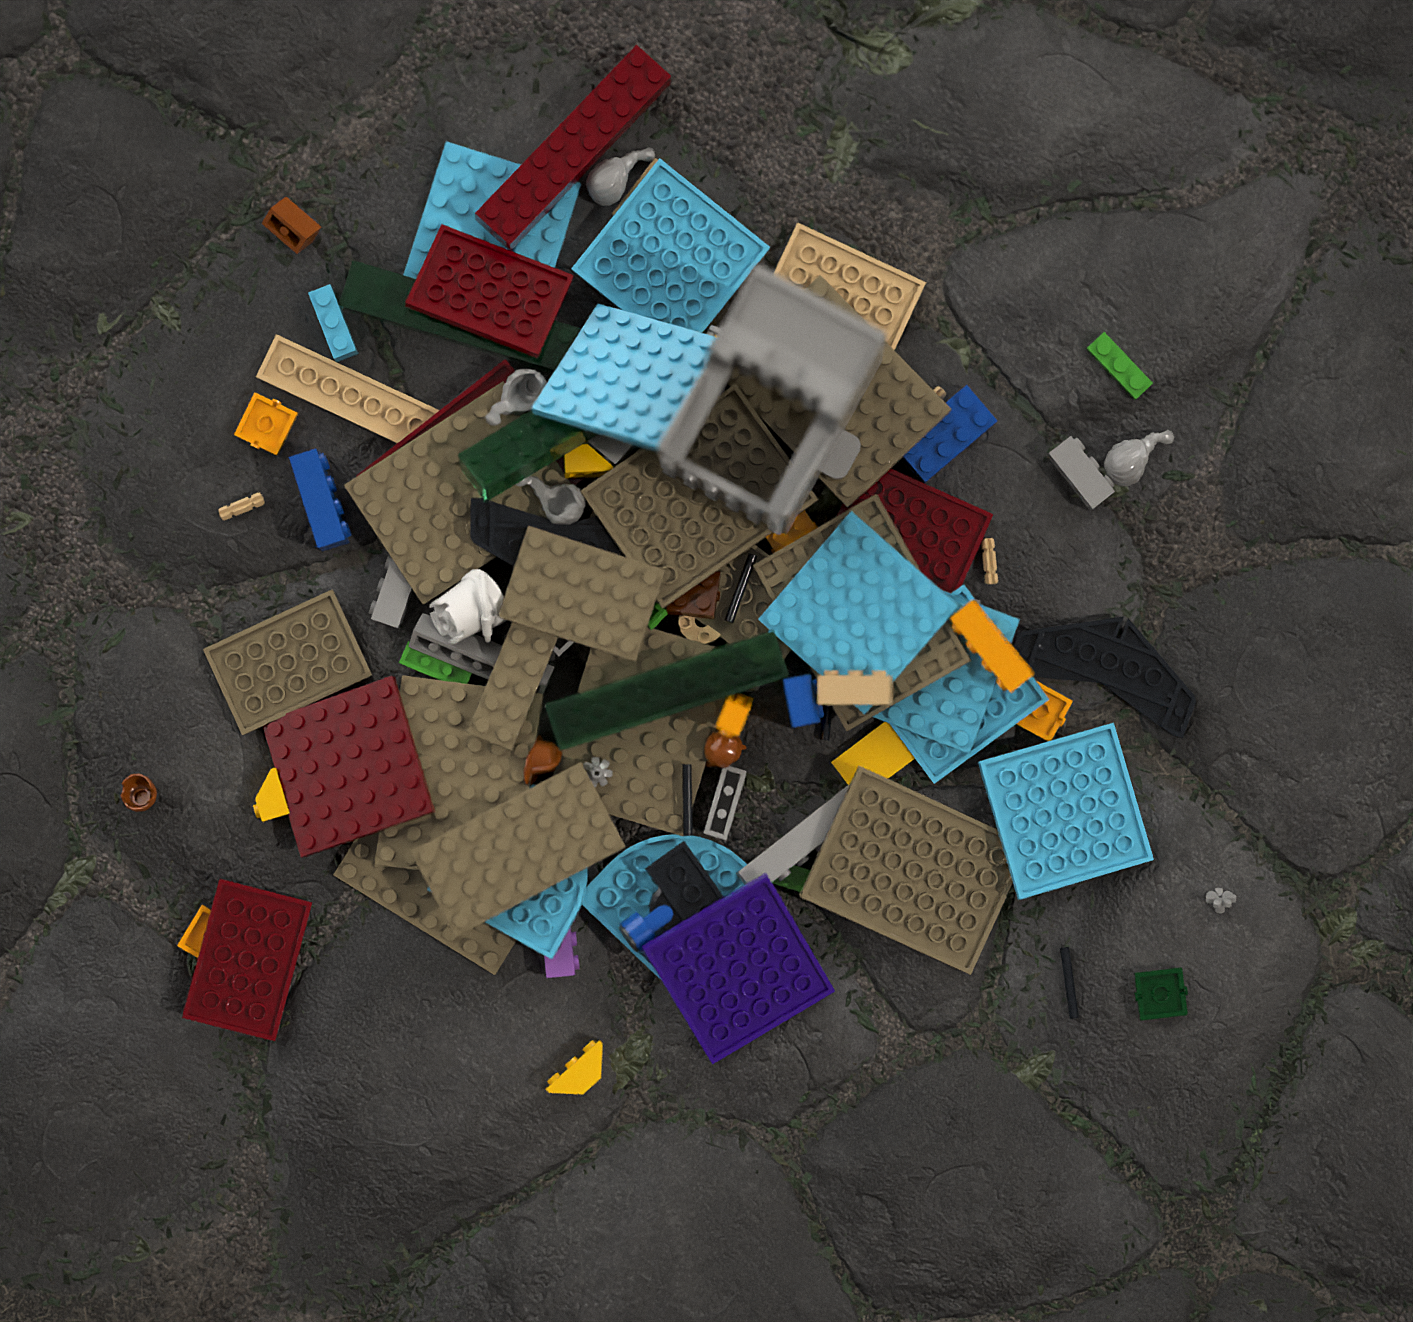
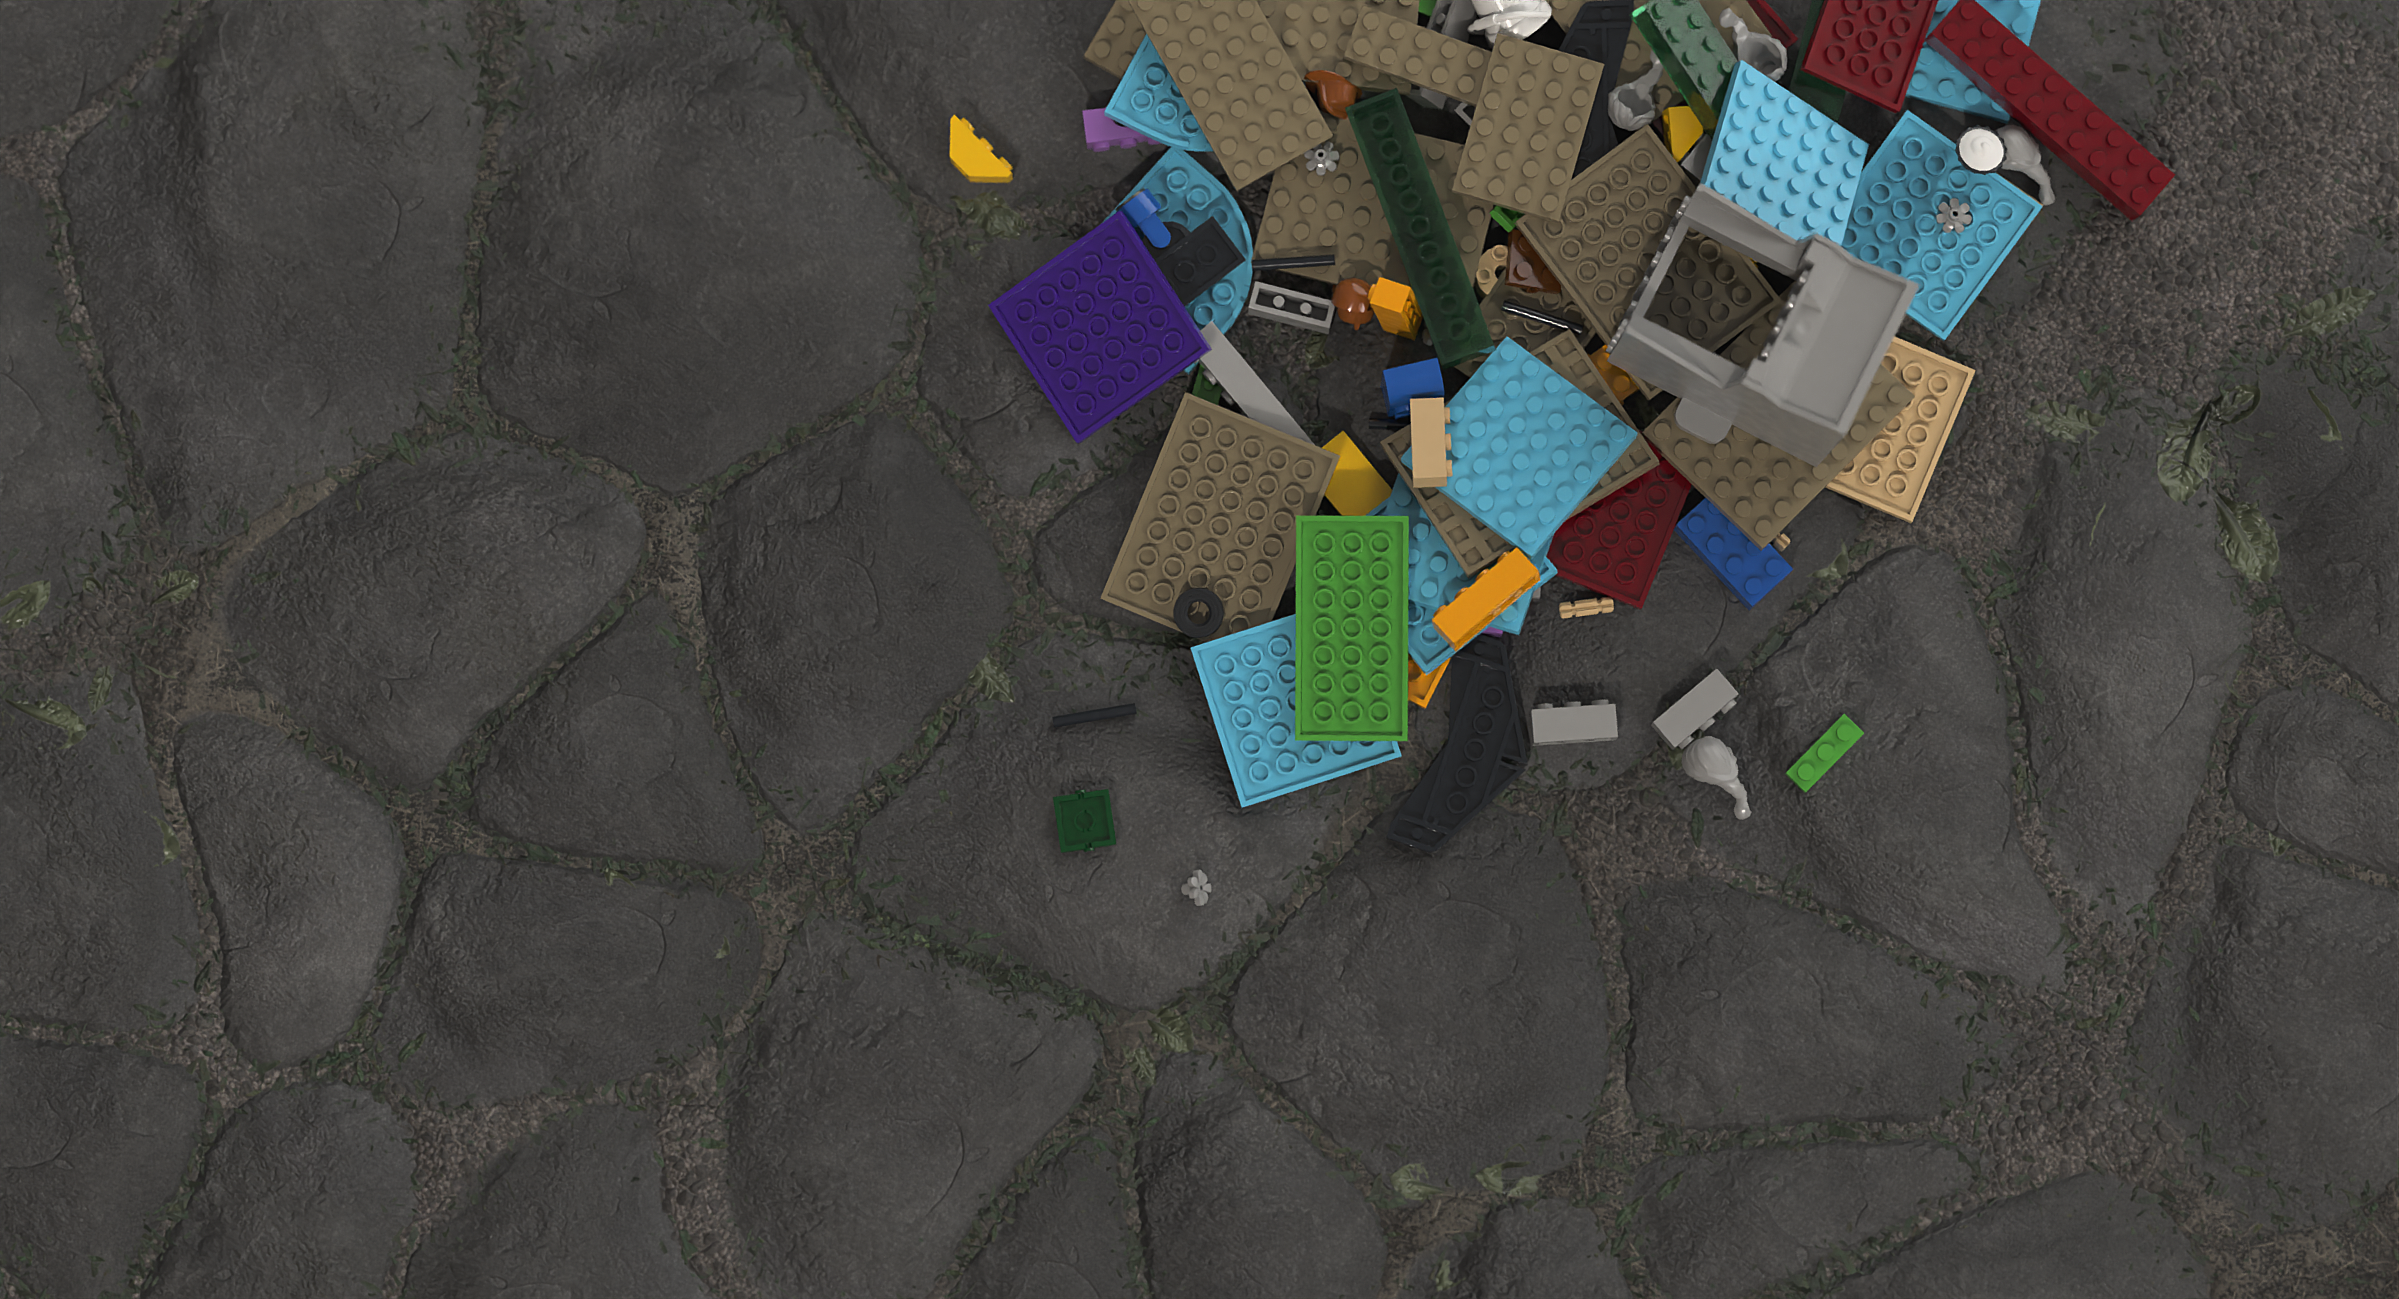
camera: 95 degrees right, 5 degrees down
(611, 207) = (1981, 150): none -> white piece
(664, 239) = (1953, 221): none -> light grey plant
(998, 901) = (1181, 617): none -> black tyre
(1009, 761) = (1352, 628): none -> bright green plate
(1089, 575) = (1573, 723): none -> light grey brick

